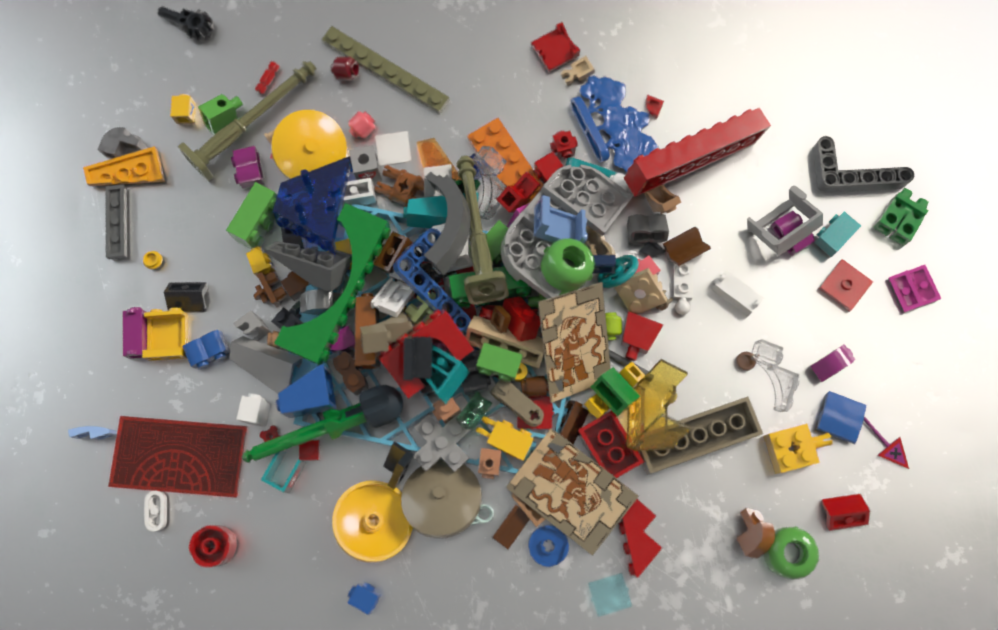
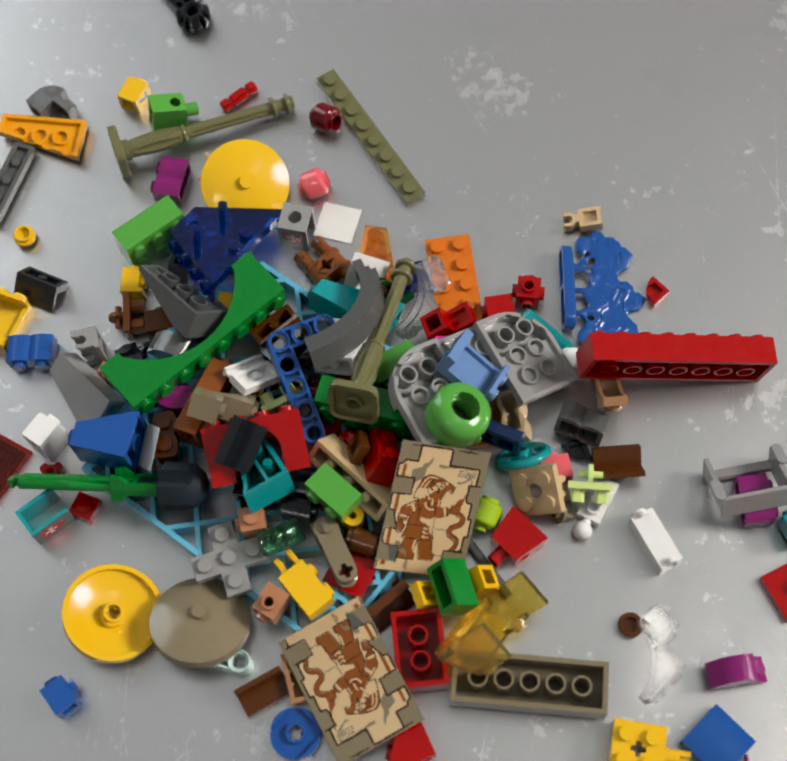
camera: 25 degrees right, 10 degrees down
(341, 386) = (149, 446): none -> white sticker
(360, 192) = (276, 252): white brick -> none
(397, 462) = (171, 562): black panel -> none
(555, 48) = (570, 185): red piece -> none
(669, 277) = (602, 490): none -> yellowish green hips

